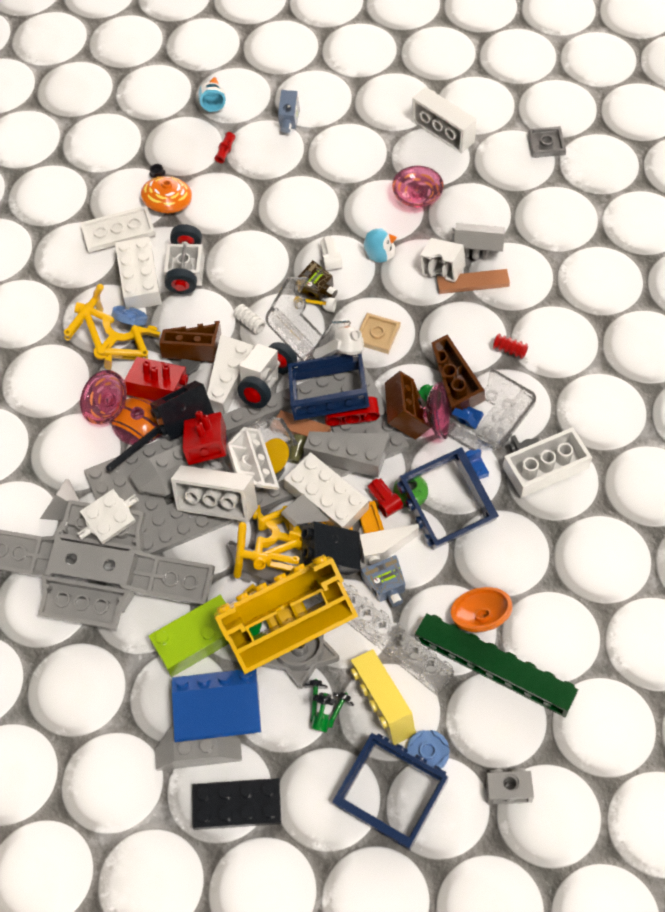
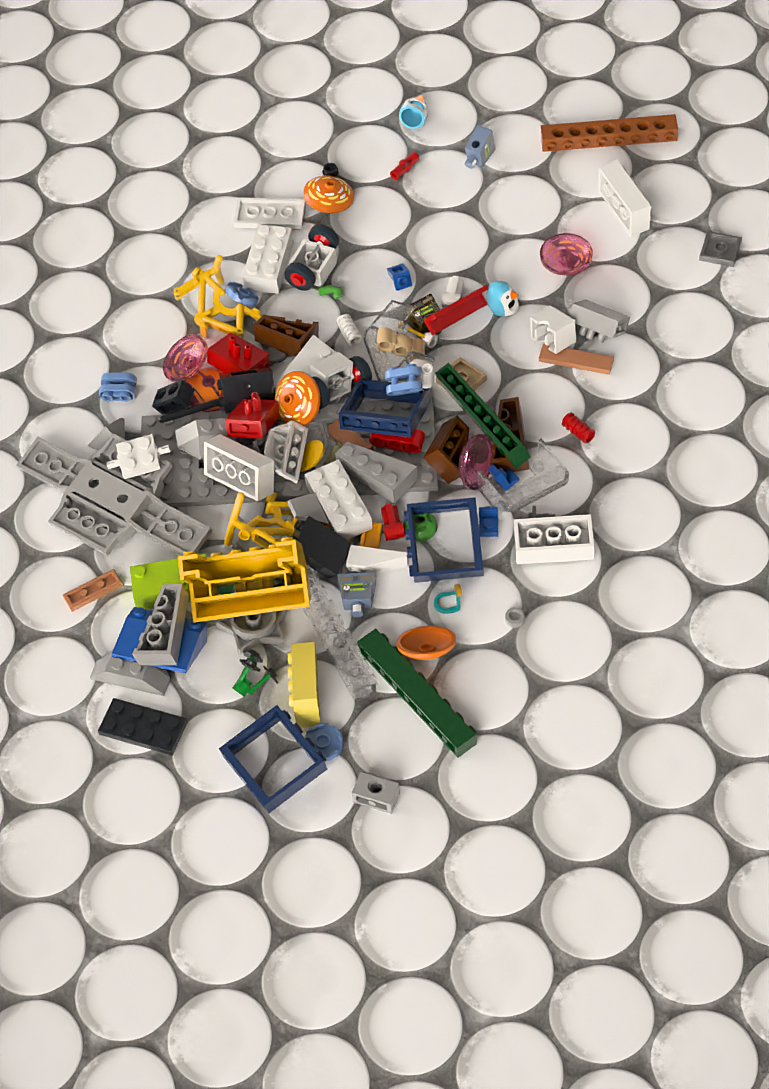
camera: 25 degrees right, 5 degrees down
(46, 447) = (117, 387): none -> medium blue brick
(110, 441) = (173, 397): none -> black brick
(115, 672) = (92, 590): none -> nougat tile
(208, 286) = (330, 289): none -> bright green arm
(223, 702) = (164, 628): none -> light grey wedge
(246, 397) = (298, 397): none -> orange dish
(272, 251) = (400, 276): none -> blue bracket
(307, 317) = (399, 343): none -> tan piece
(343, 342) = (397, 374): none -> medium blue brick
(344, 269) = (456, 311): none -> red fence
(396, 66) = (609, 133): none -> dark orange brick
(427, 363) = (482, 416): none -> dark green brick
(485, 546) = (458, 591): none -> teal piece
(546, 552) = (515, 617): none -> light grey tile

